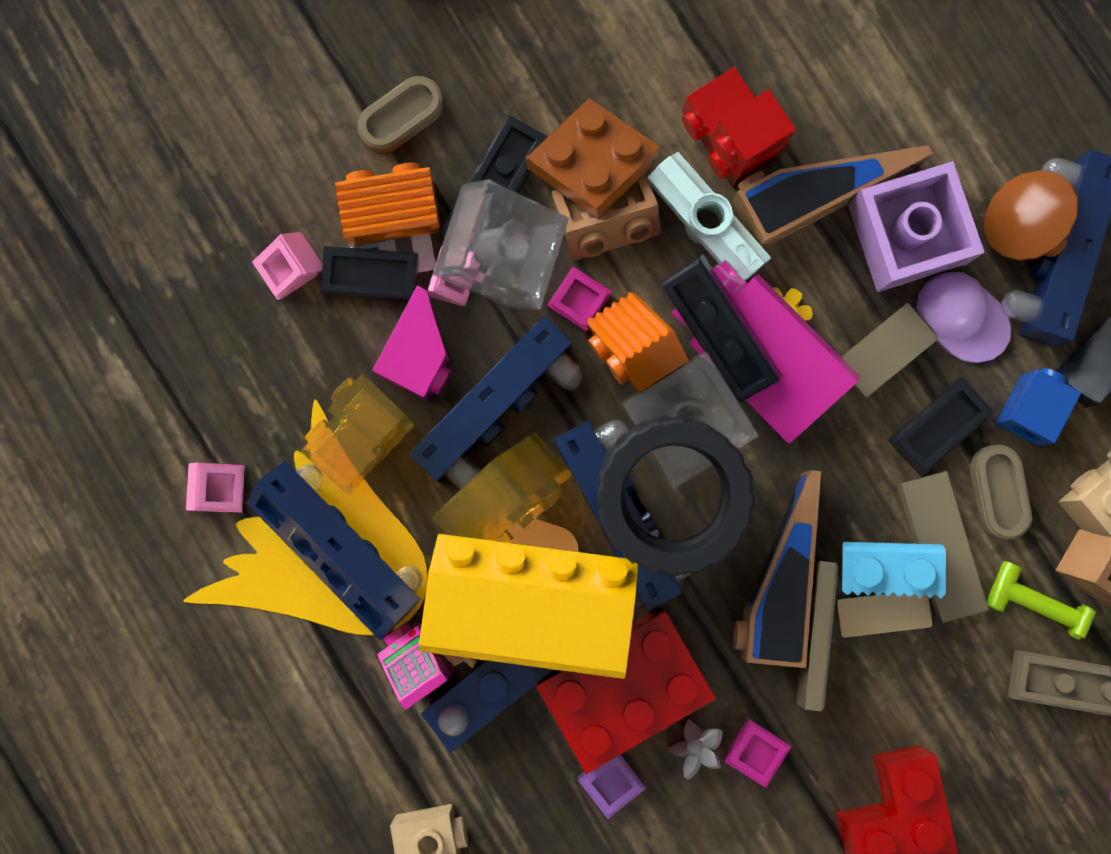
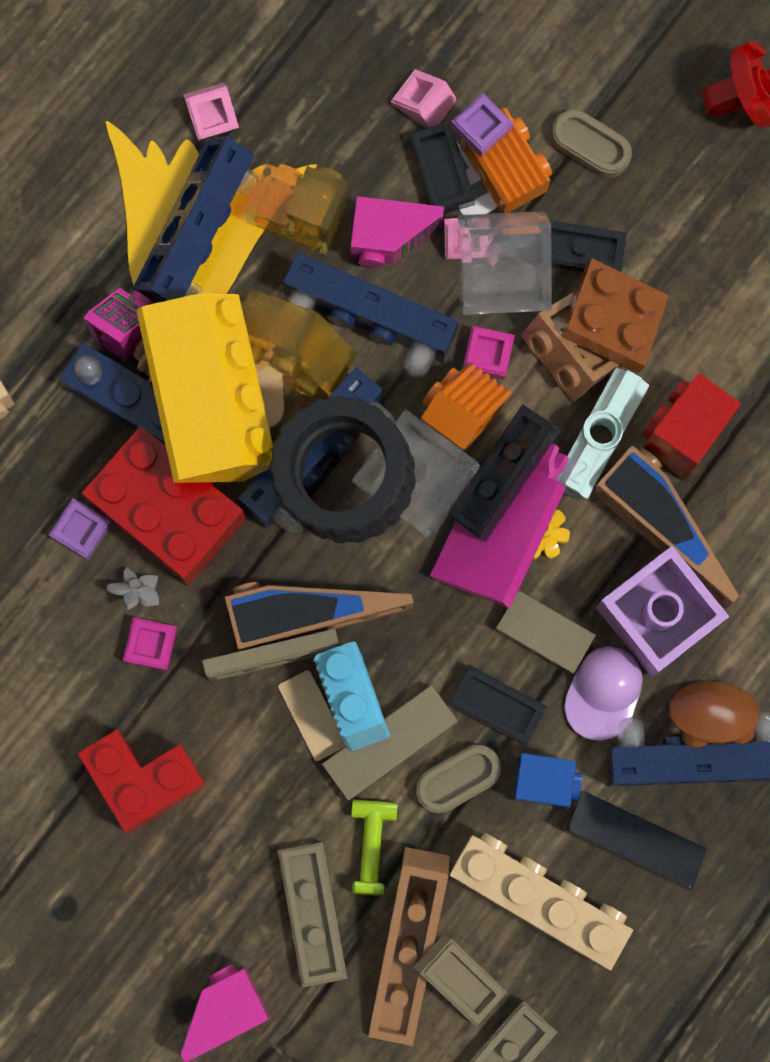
camera: 65 degrees right, 5 degrees down
(345, 213) = (482, 125): none -> medium lavender tile

